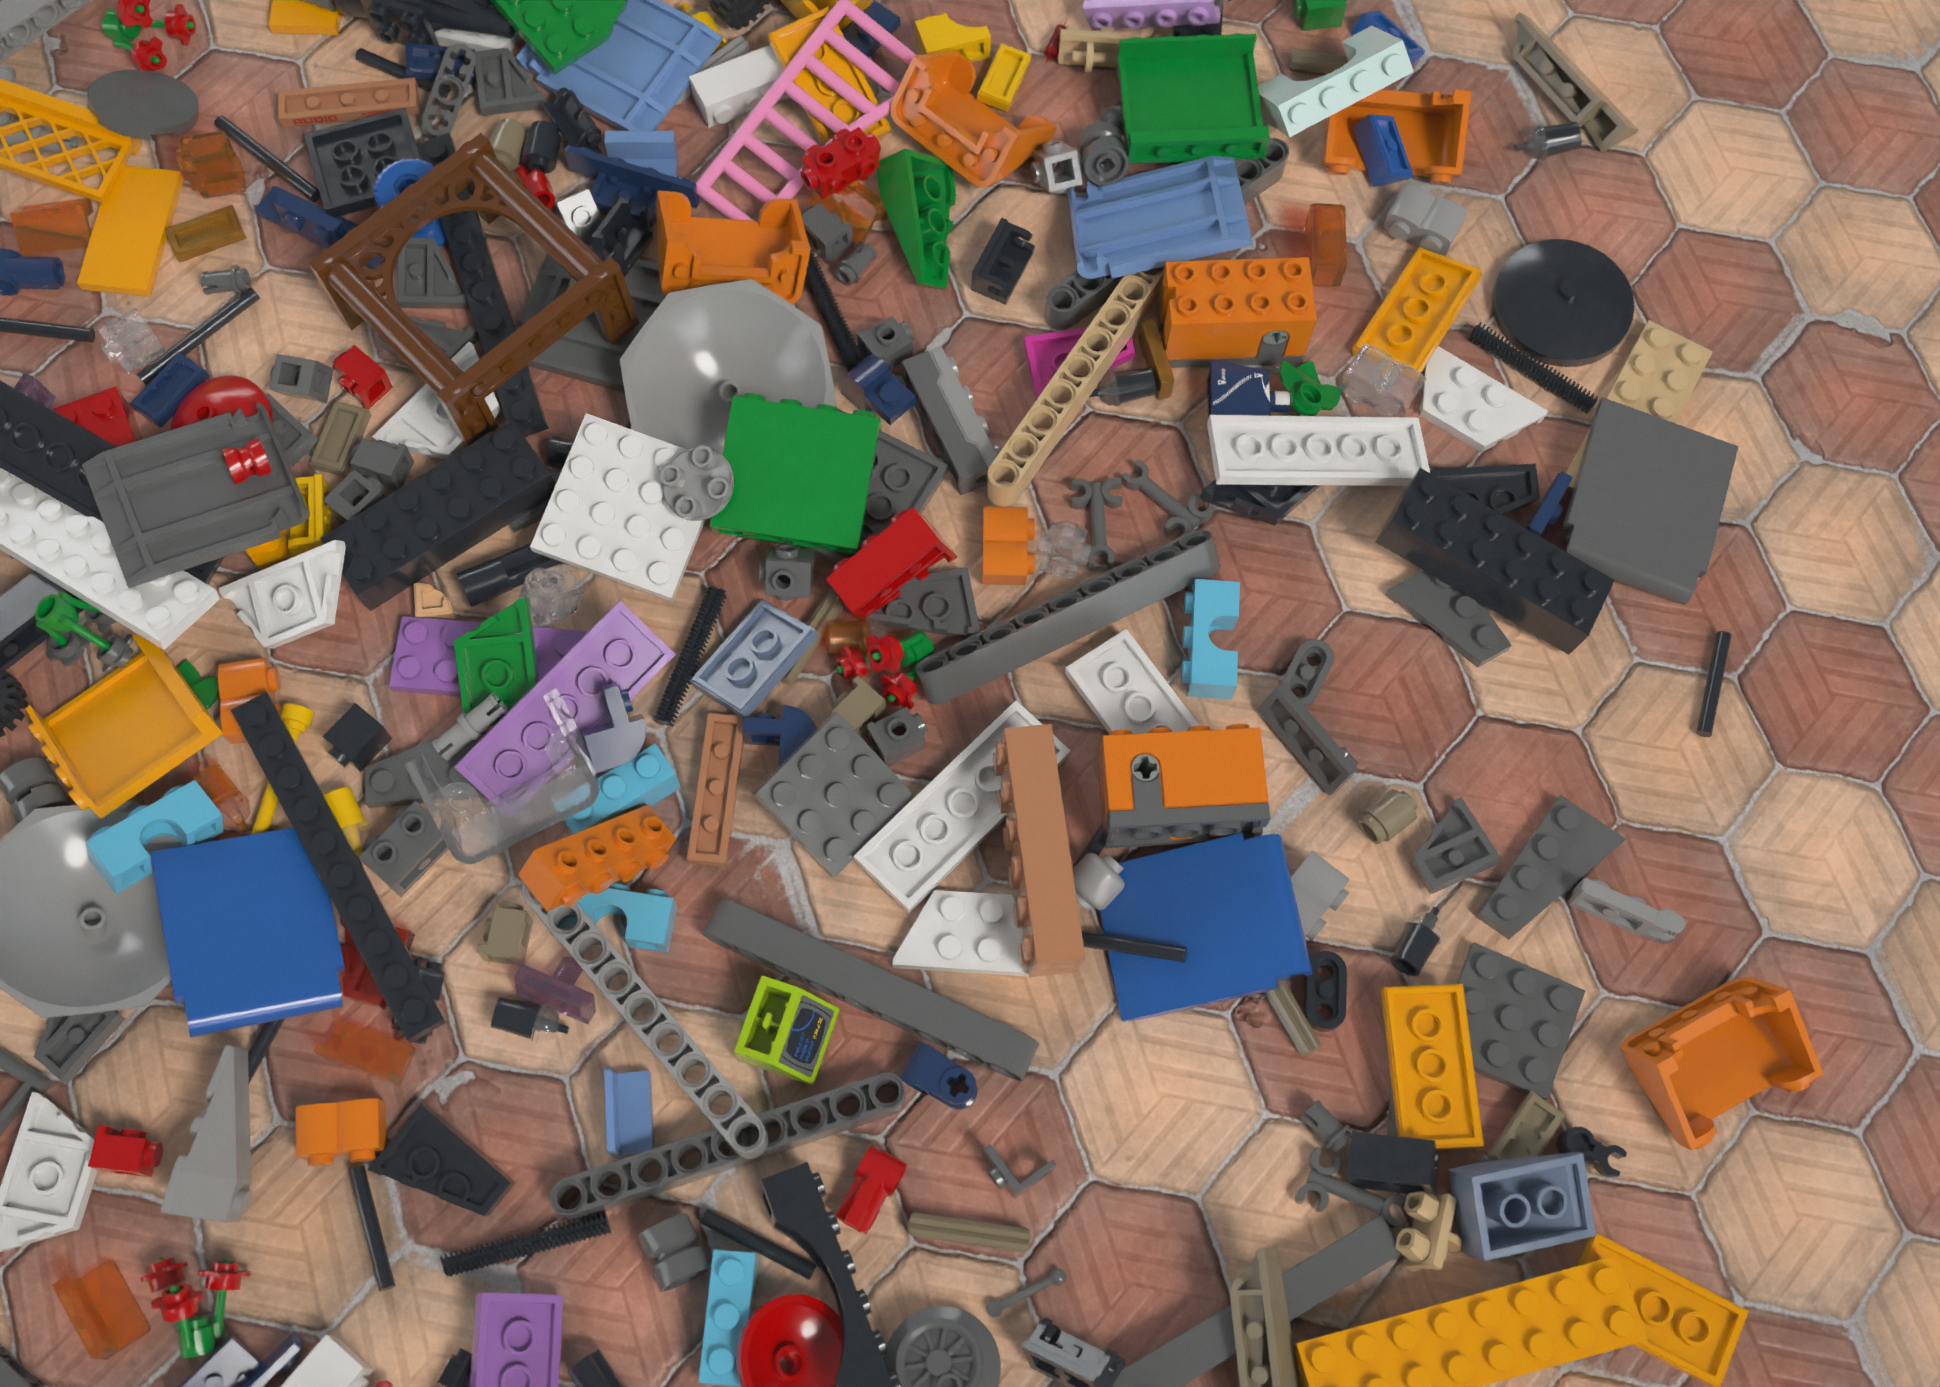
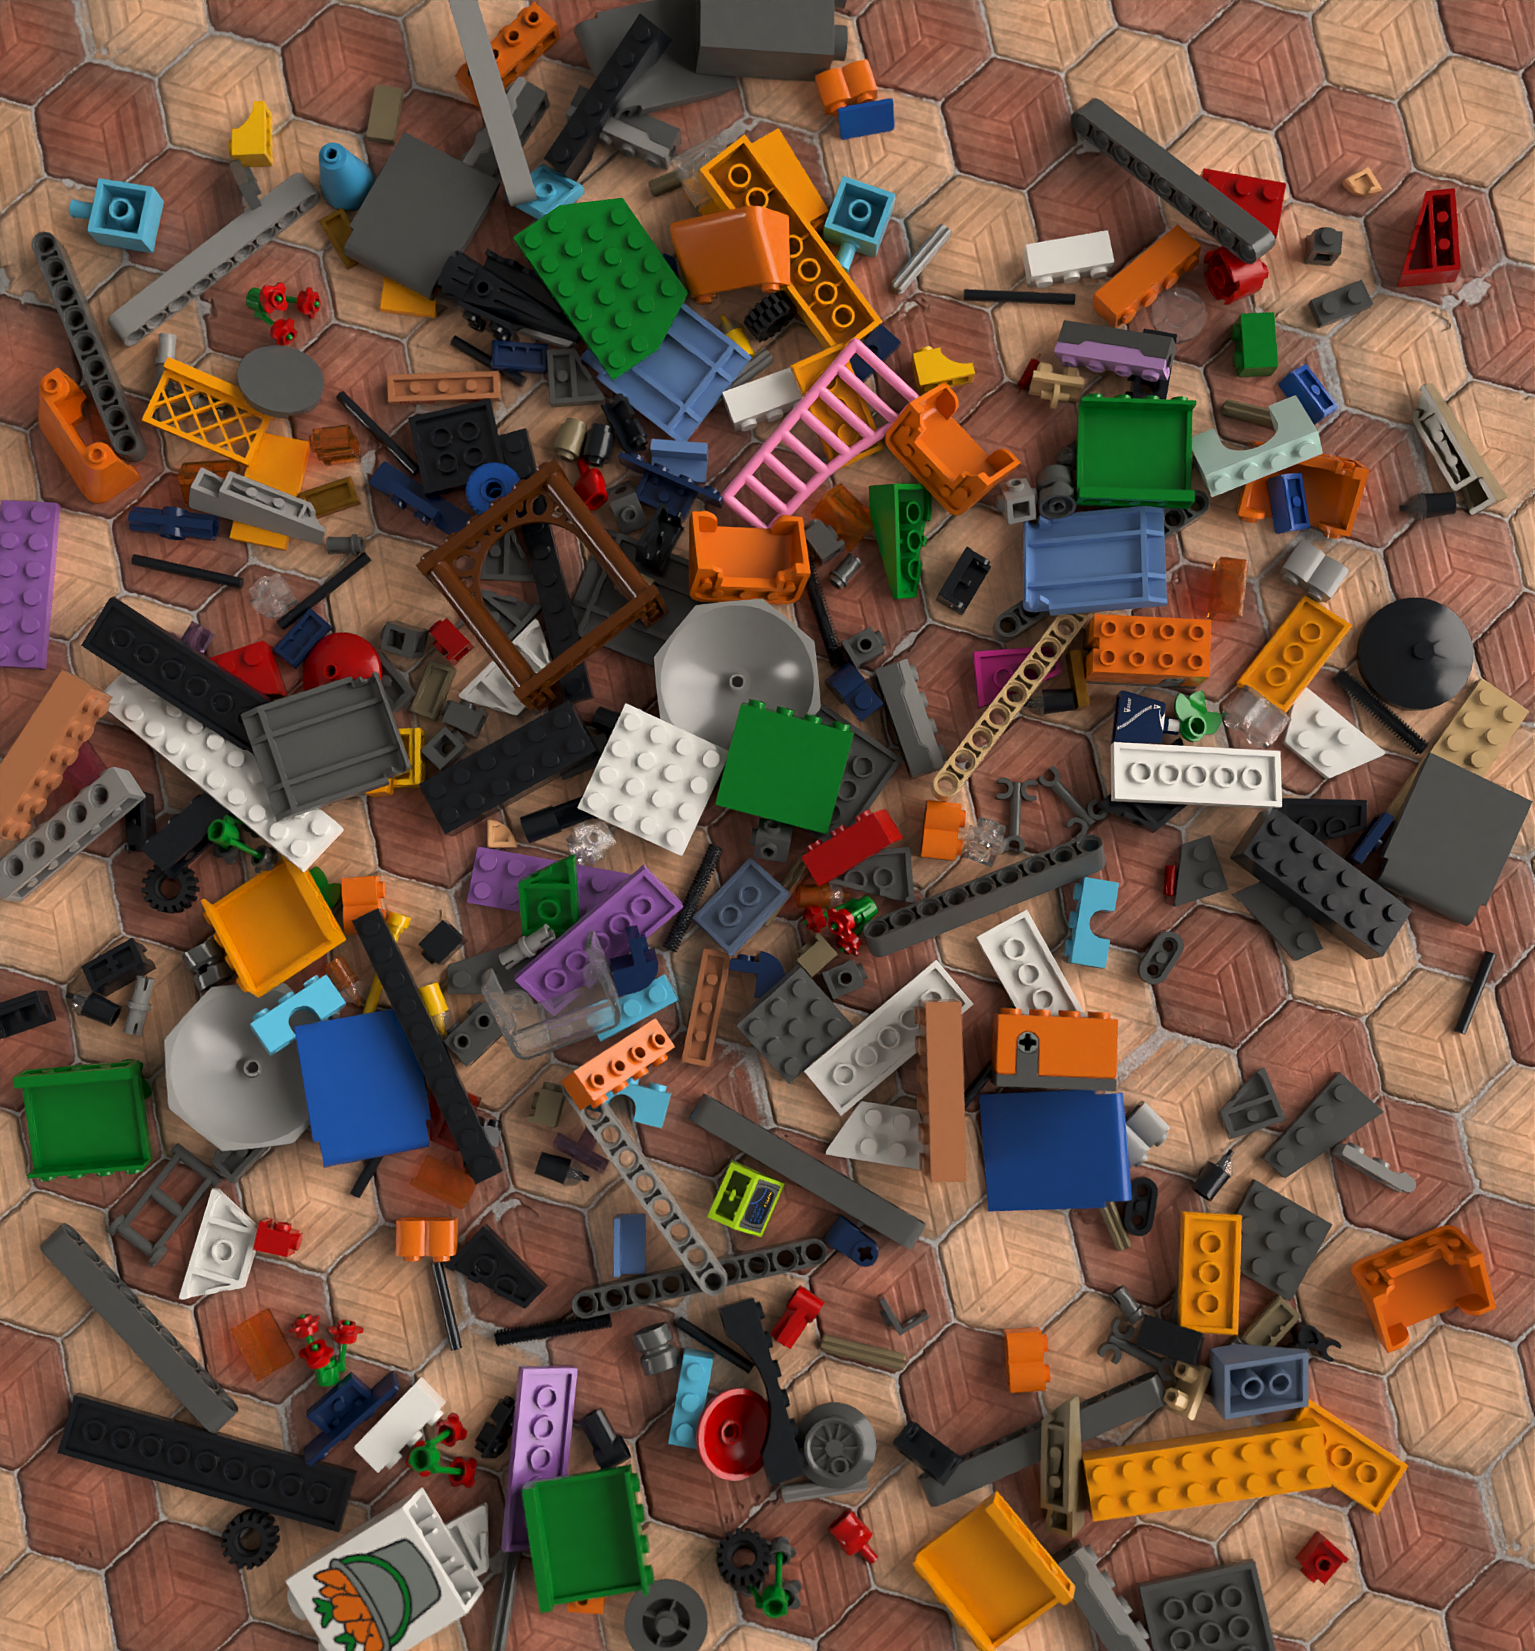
camera: 15 degrees right, 15 degrees up
(108, 239) = (255, 505): none -> light grey wedge
(217, 1171) = (340, 1267): light grey wedge -> none
(246, 461) = (364, 724): red wheel -> none
(290, 596) = (395, 827): white wing -> none
(465, 73) = (540, 370): dark grey beam -> none
(697, 483) = (708, 772): light grey dish -> none
(841, 162) = (849, 484): red brick -> none
(996, 1308) = (876, 1405): dark grey hinge -> none
(1004, 77) = (982, 405): yellow tile -> none
(1097, 881) = (982, 1110): light grey head -> none
(1134, 946) = (1003, 1160): black bar -> none
(1197, 1215) = (1025, 1359): none -> orange brick
(1304, 583) = (1169, 880): none -> red piece
(1308, 739) = (1166, 1030): dark grey hinge -> none
(1339, 570) = (1198, 872): none -> dark grey wing
(1388, 816) = (1206, 1077): dark tan brick -> none

